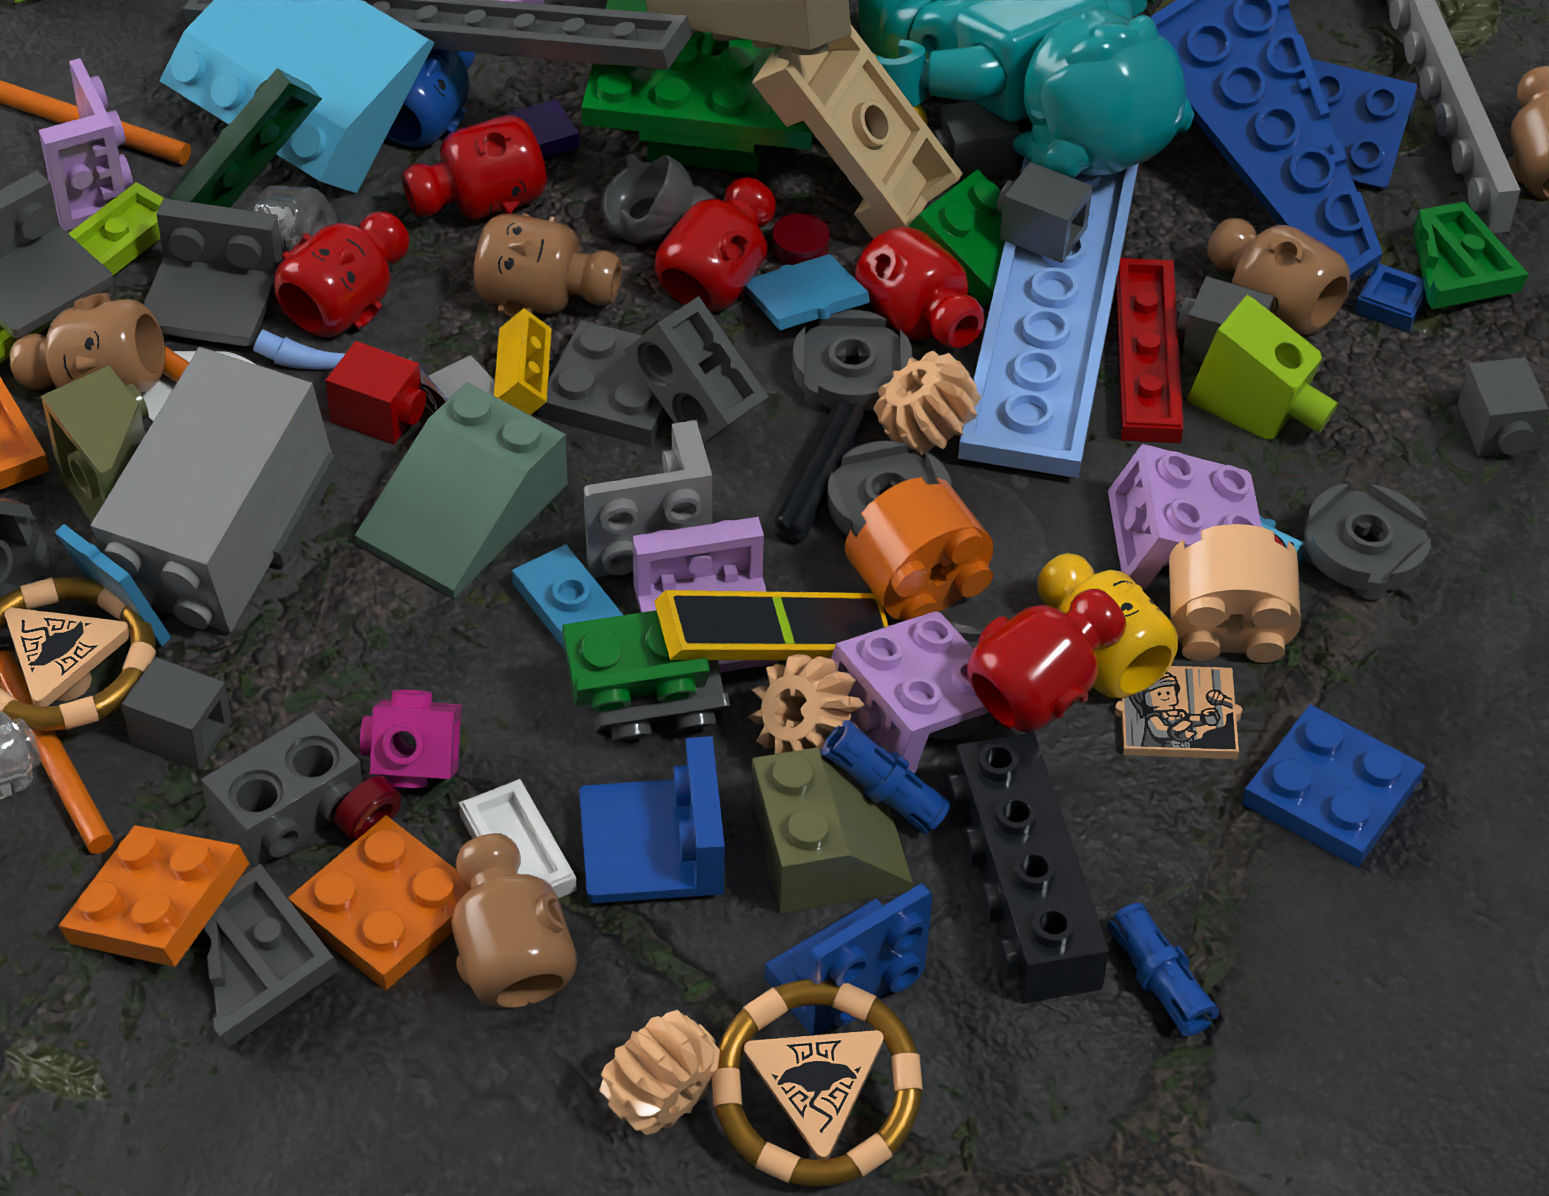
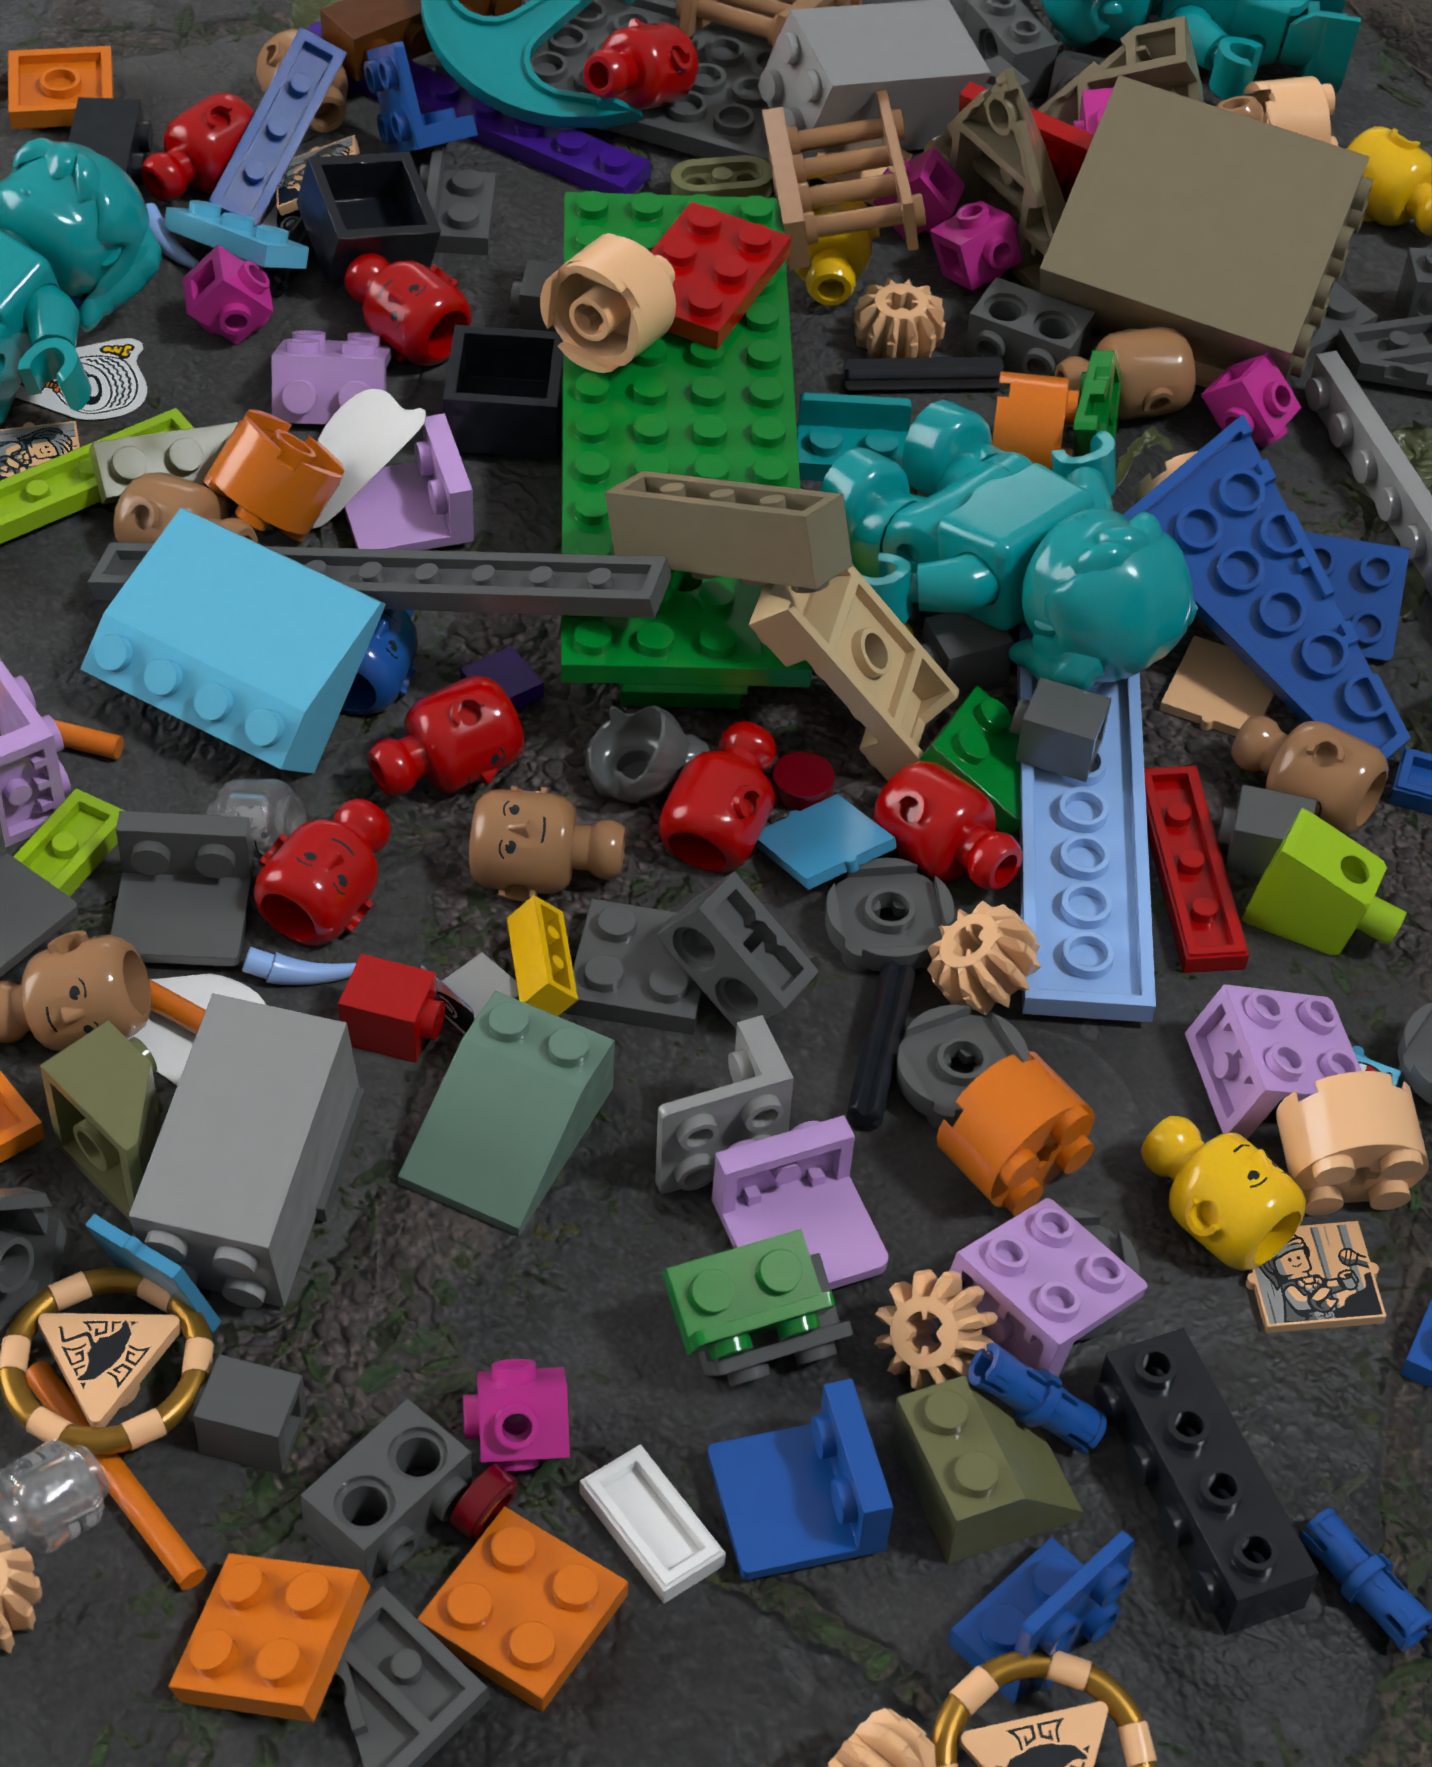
camera: 10 degrees left, 0 degrees up
(249, 142) = (198, 738): dark green plate -> none
(509, 928) = (670, 1625): medium nougat piece -> none
(562, 591) = (645, 1224): dark azure plate -> none
(763, 623) = (878, 1238): black tile -> none
(1043, 659) = (1182, 1248): red piece -> none
(1208, 195) = (1215, 689): none -> light nougat piece

